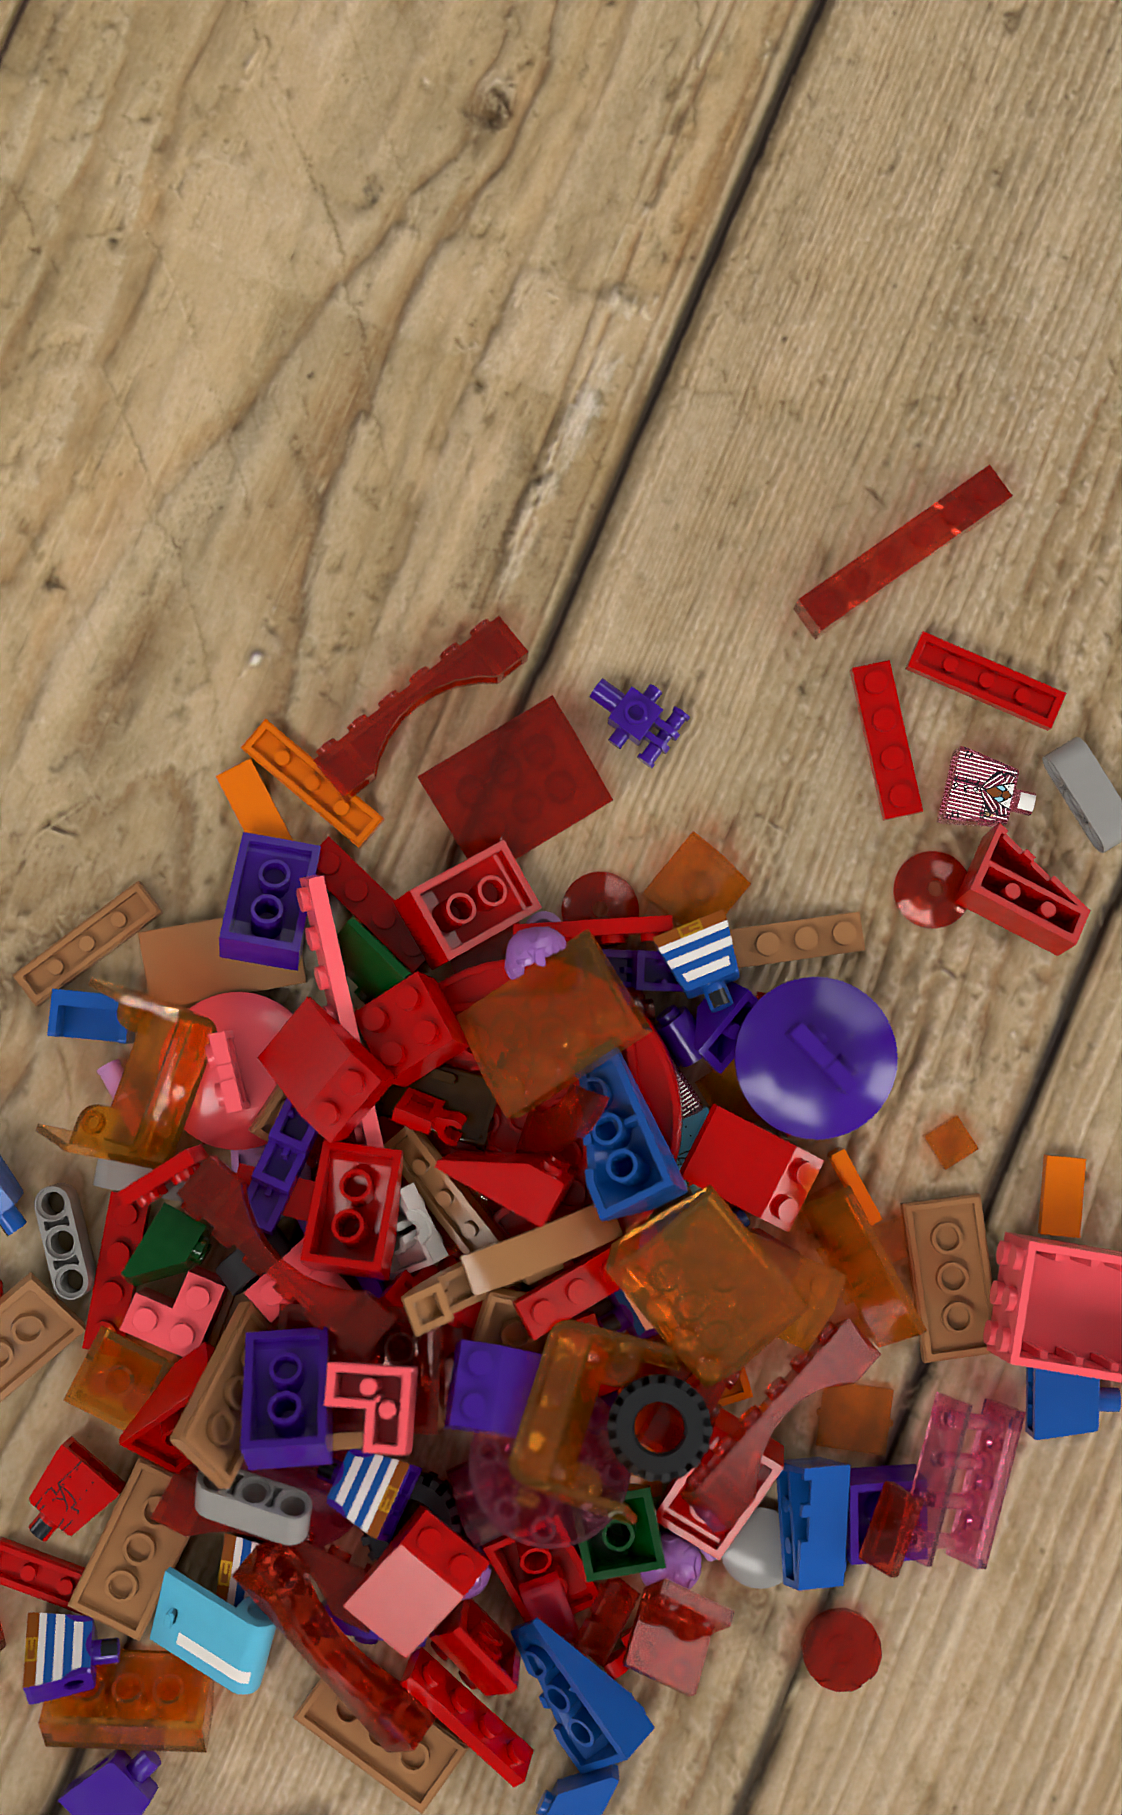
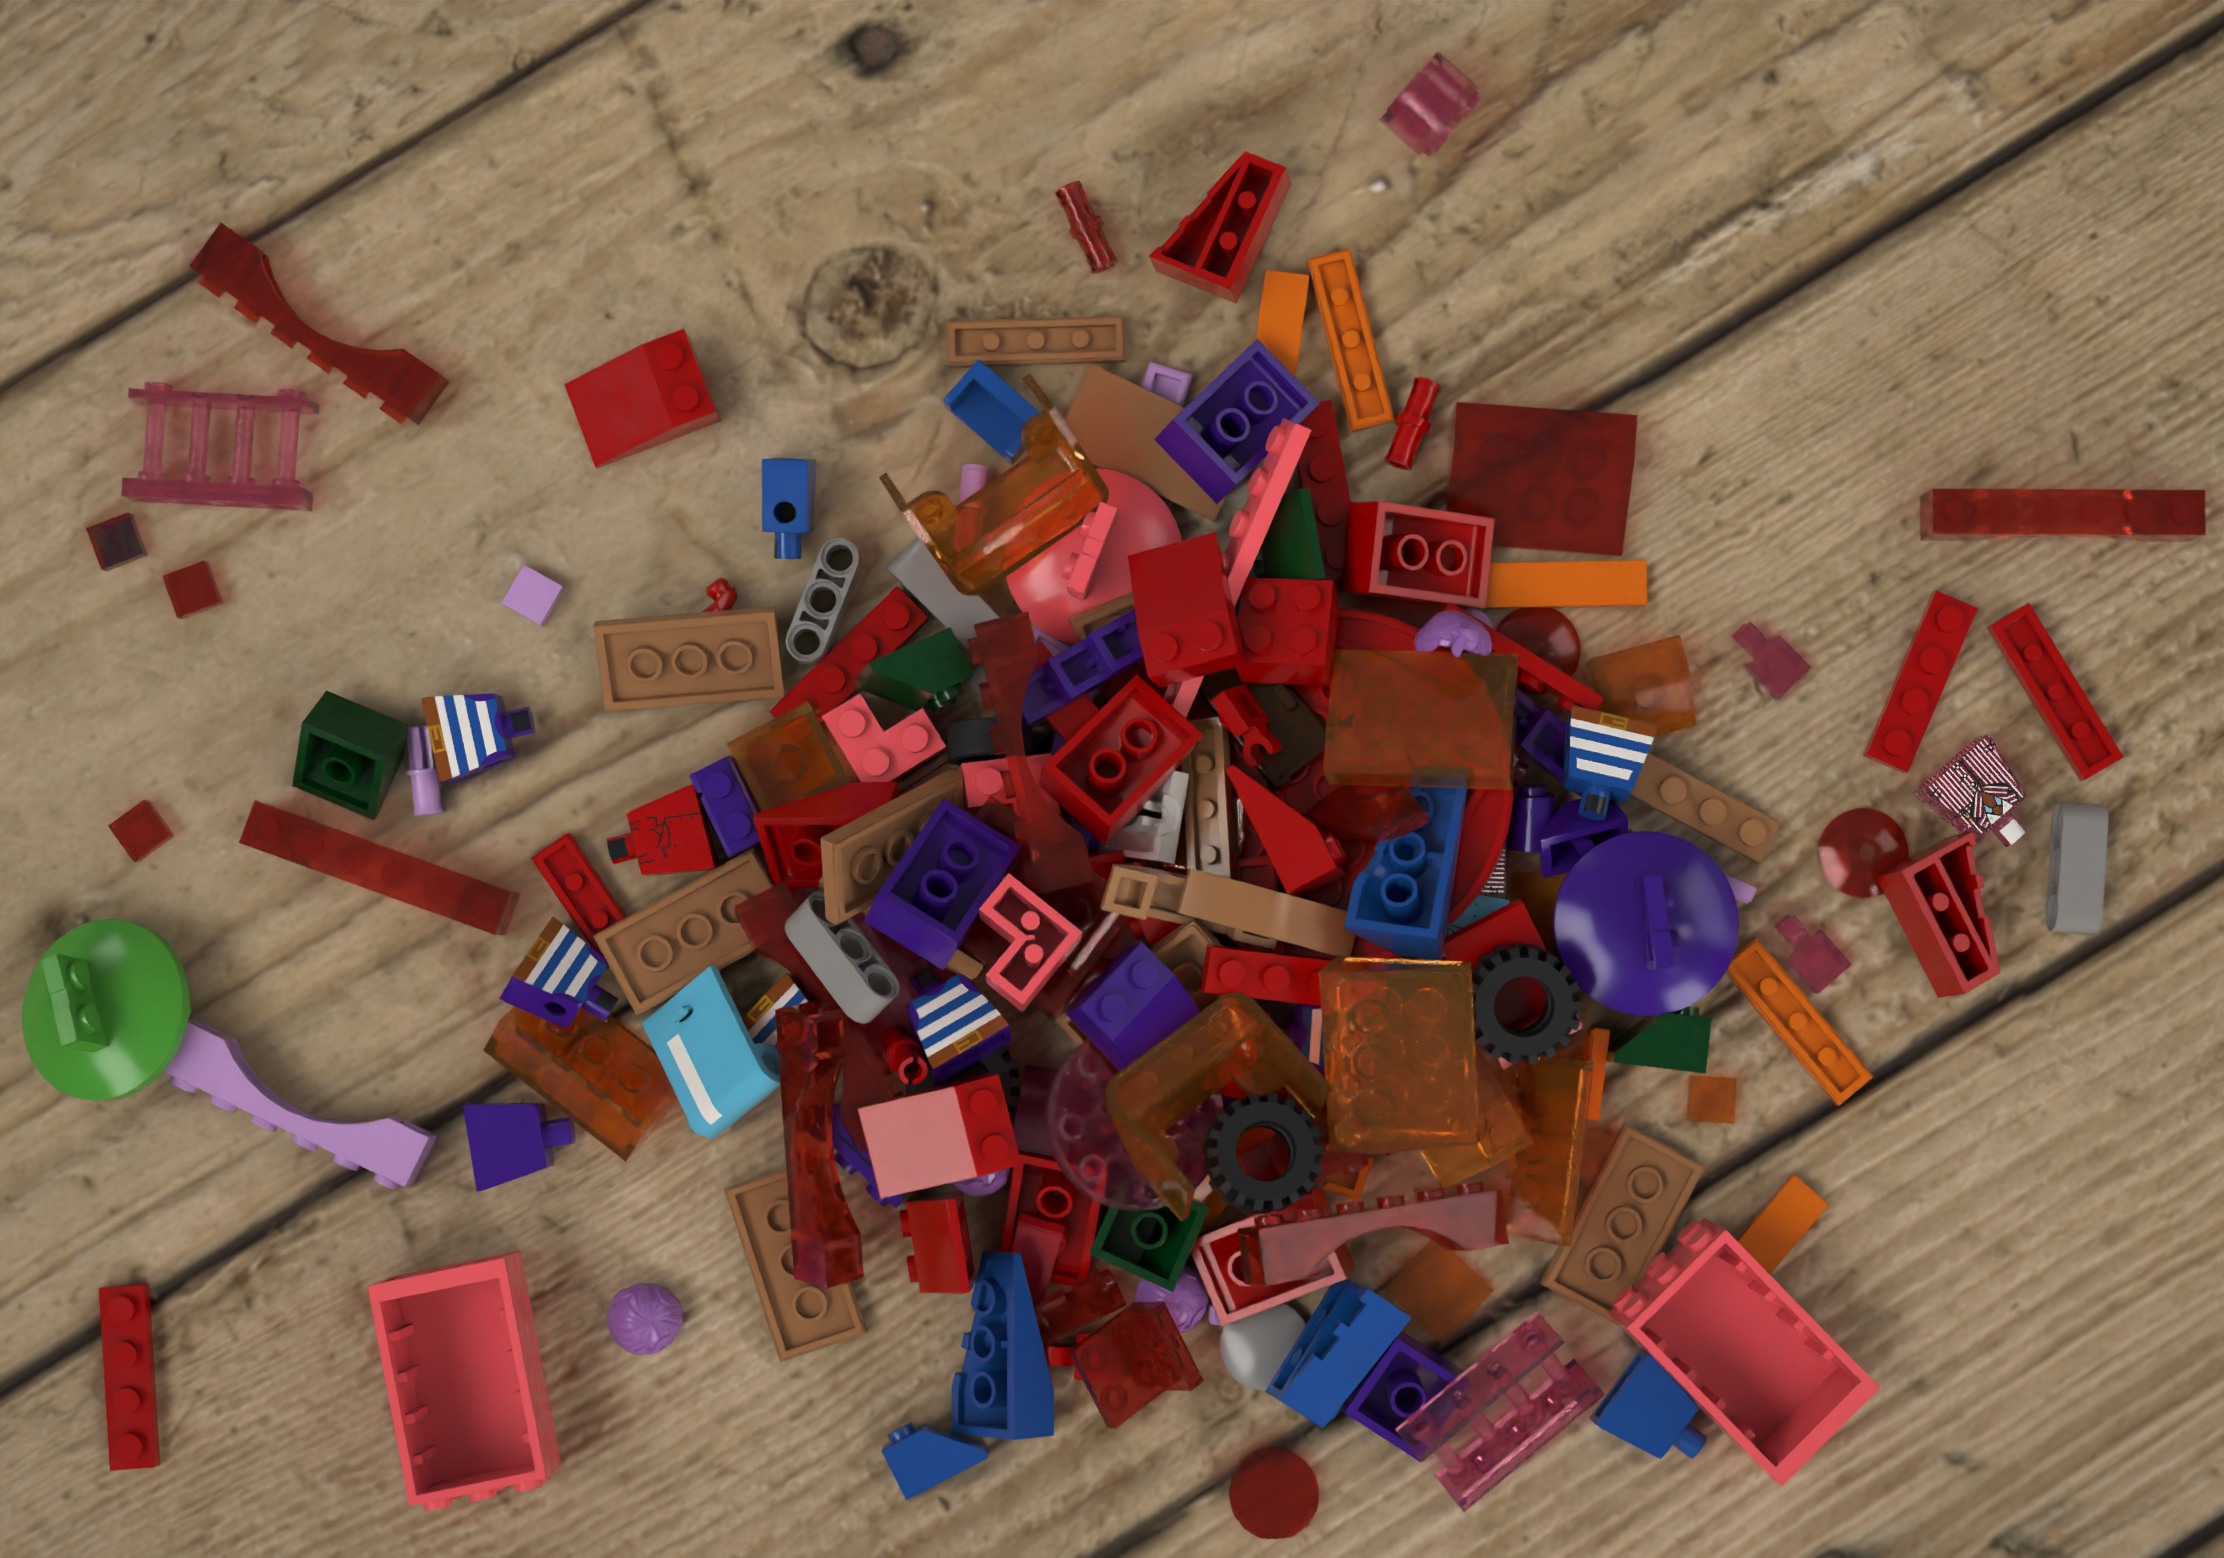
camera: 35 degrees right, 0 degrees up
(66, 836) = (1086, 227): none -> clear red pin
(96, 1442) = (728, 805): none -> dark purple brick
(153, 1184) = (947, 602): red plate -> none
(167, 767) = (1227, 230): none -> red wedge
(203, 906) = (1167, 383): none -> lavender tile
(248, 576) = (1429, 104): none -> clear pink brick
(350, 1538) = (904, 1055): none -> red pin
(398, 812) = (1412, 423): none -> red pin
(467, 1717) = (889, 1300): red plate -> none
(482, 659) = (1592, 336): clear red arch -> none
(588, 849) = (1567, 584): none -> orange tile
(635, 716) = (1700, 491): dark purple piece -> none
(774, 800) = (1773, 663): none -> clear pink plate
(800, 1189) = (1558, 1014): none -> black tyre
(861, 979) = (1741, 889): none -> lavender tile
(890, 1133) = (1665, 1041): none -> dark green slope
(891, 1528) = (1407, 1402): clear red tile -> none
(950, 989) = (1814, 957): none -> clear pink plate
(971, 1043) = (1797, 1022): none -> orange tile

